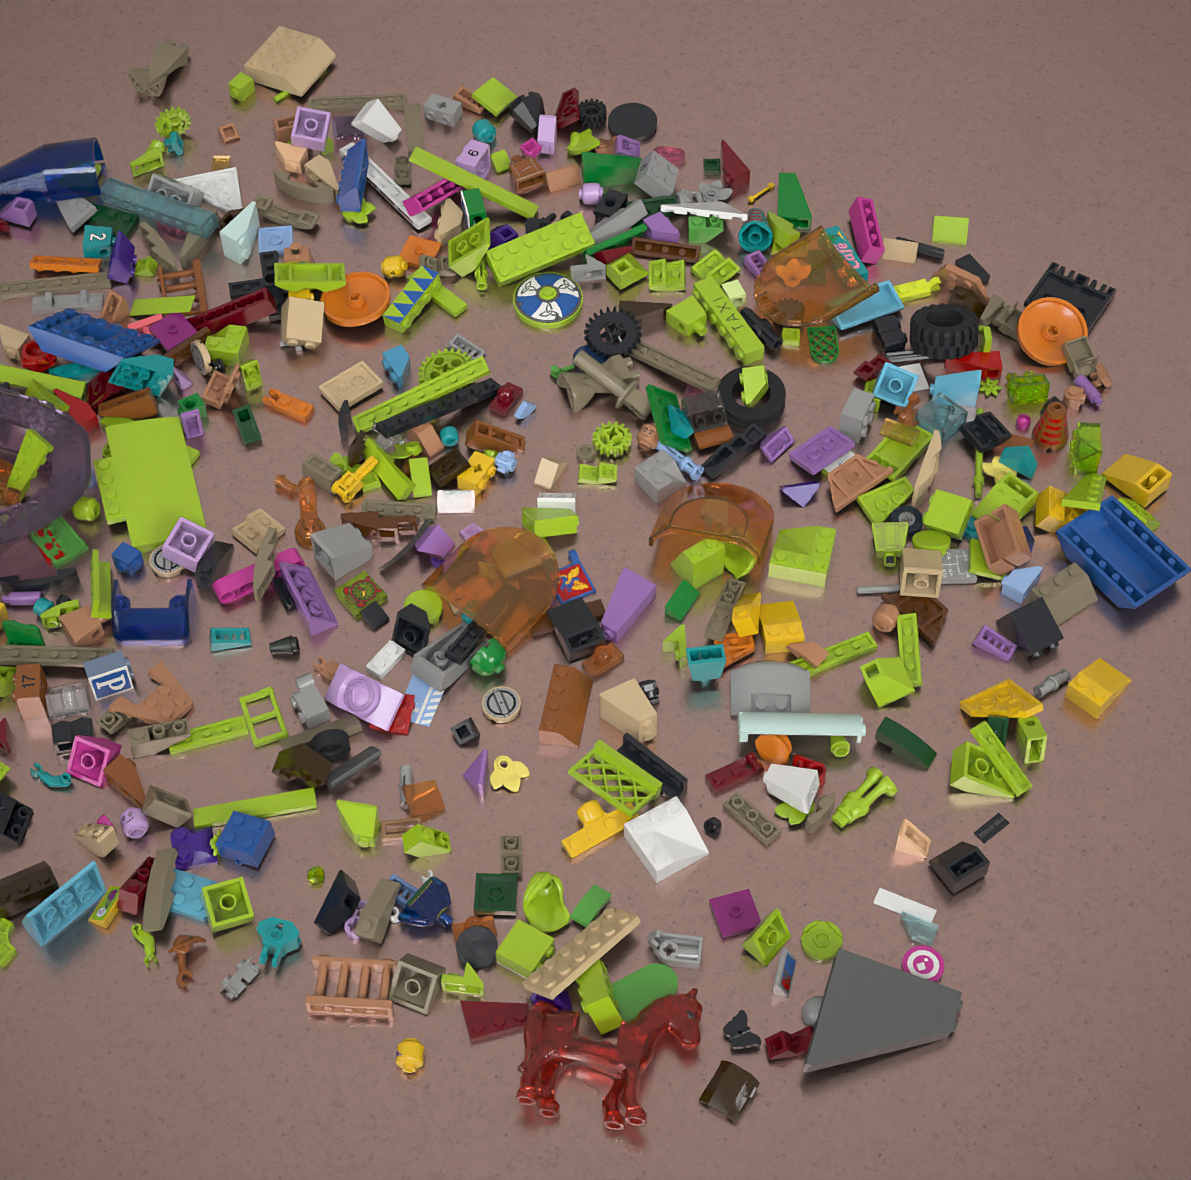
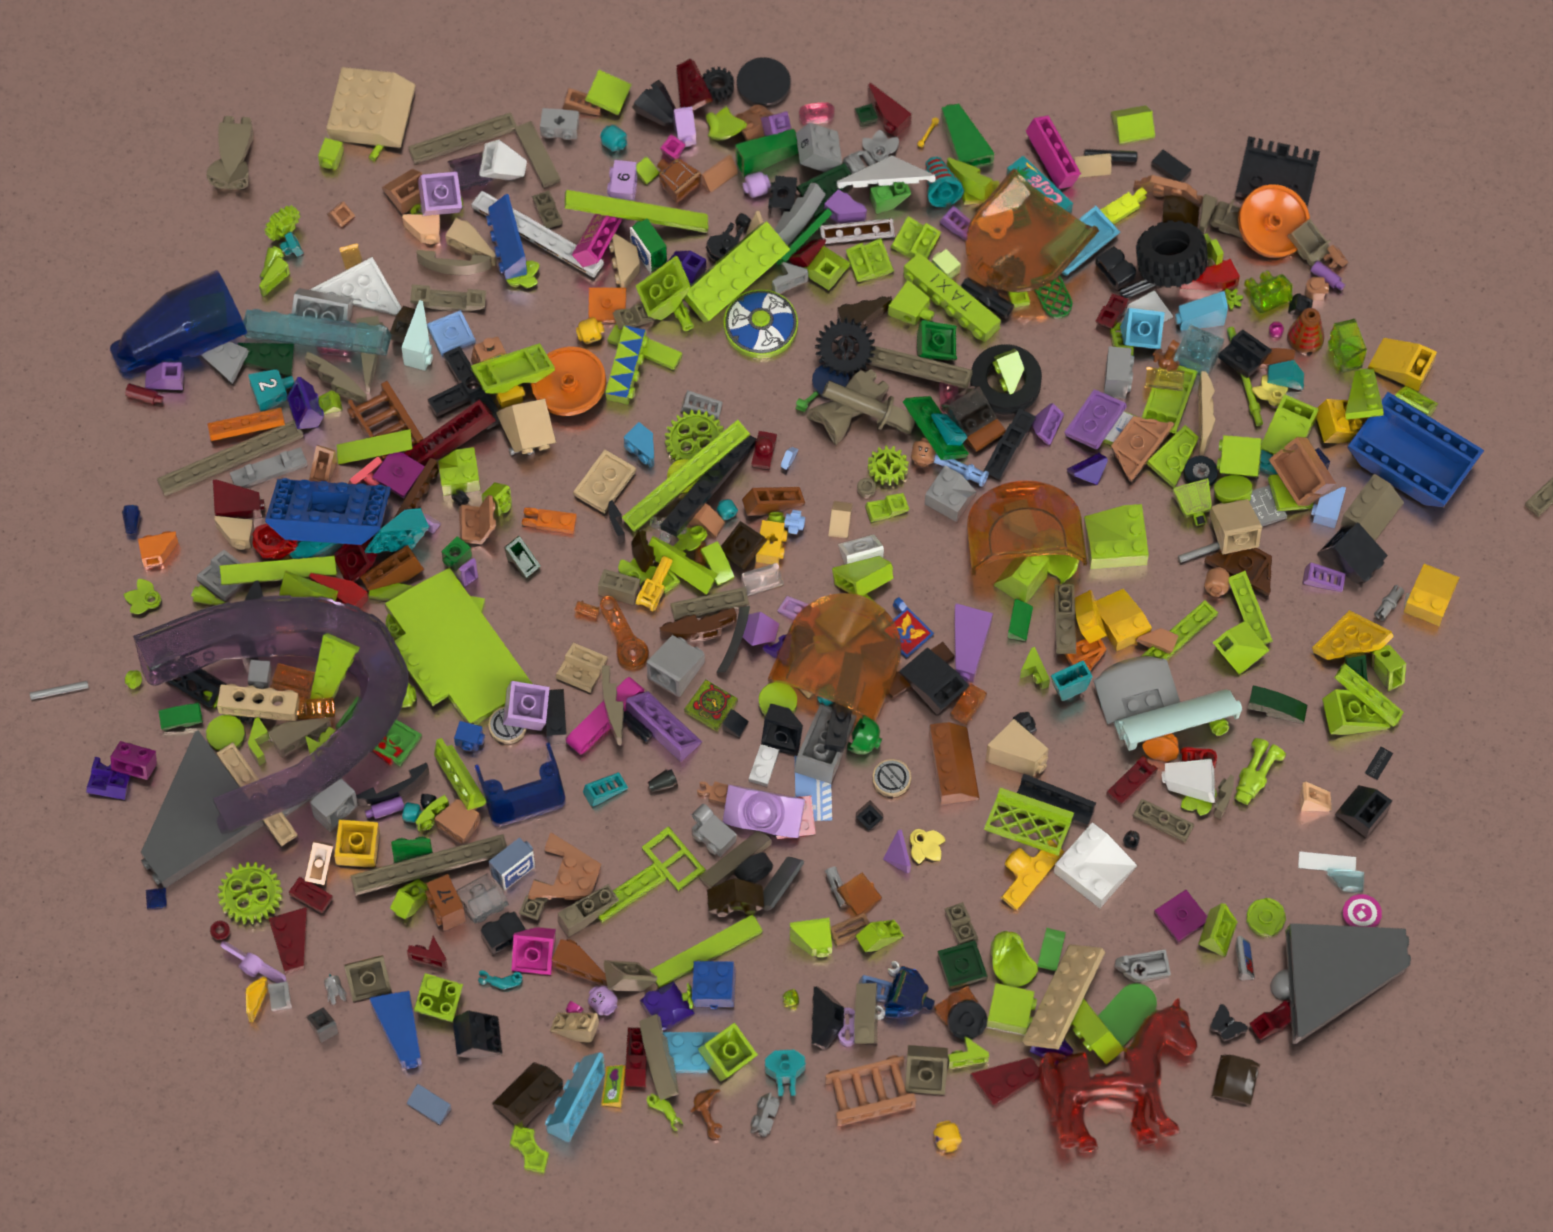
camera: 20 degrees left, 10 degrees up
(21, 315) = (236, 501): none -> dark red slope
(201, 357) = (442, 494): tile -> none
(700, 350) = (936, 340): none -> green slope

